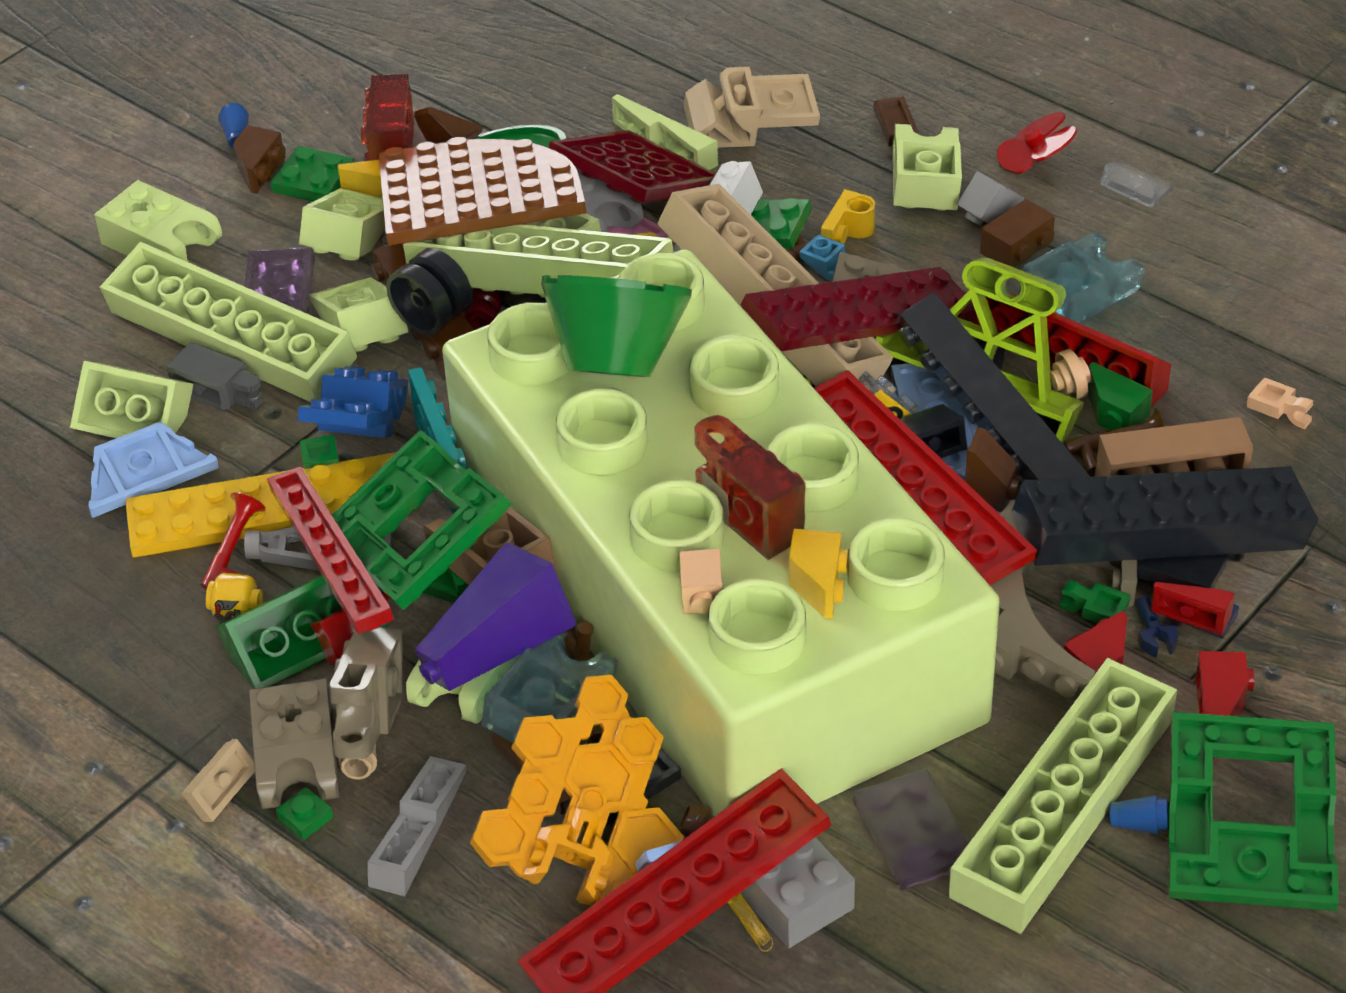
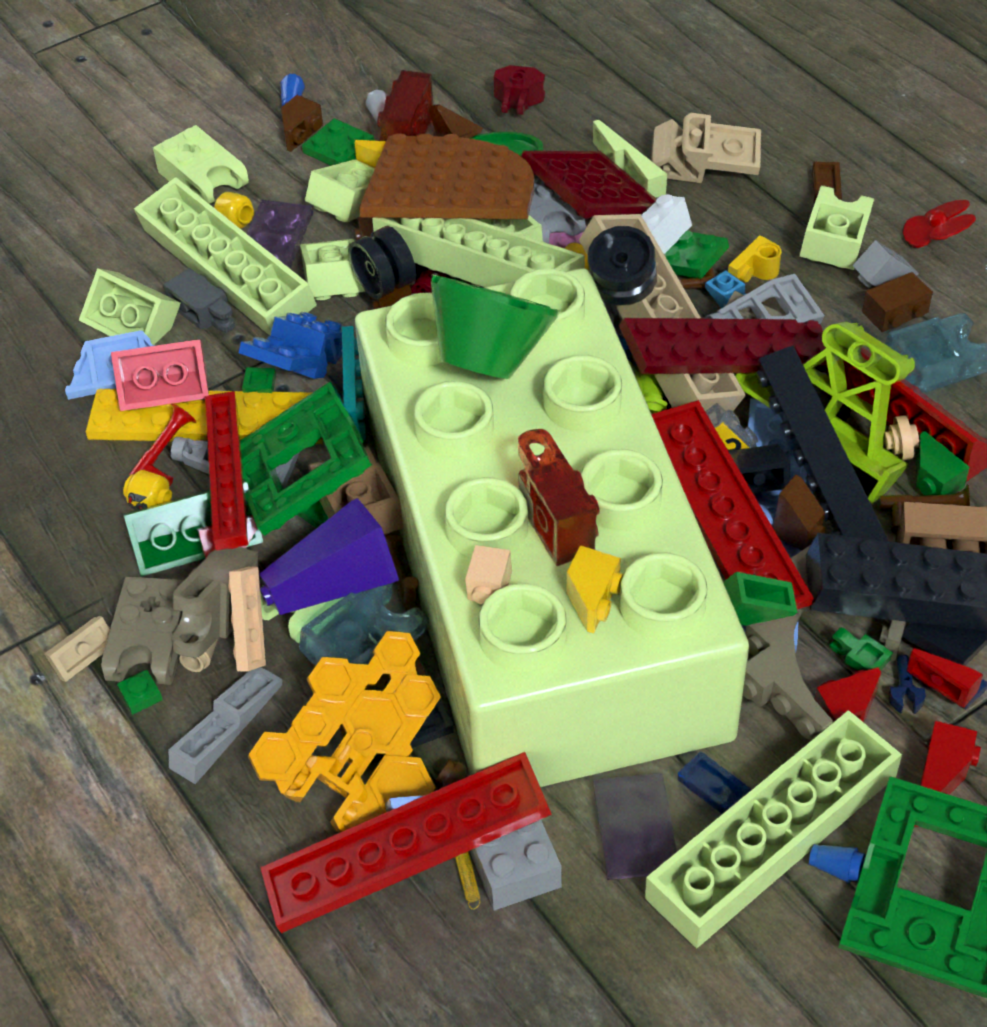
camera: 15 degrees right, 5 degrees up
(204, 465) = (160, 375): none -> coral slope
(220, 262) = (235, 208): none -> yellow head
(348, 123) = (376, 102): none -> light grey cone
(413, 702) = (247, 618): none -> light nougat plate
(509, 74) = (518, 87): none -> dark red hinge
(727, 237) = (623, 265): none -> black wheel
(900, 243) = (788, 293): none -> light grey plate
(983, 766) = (712, 782): none -> clear blue plate
(991, 555) = (760, 598): none -> green slope

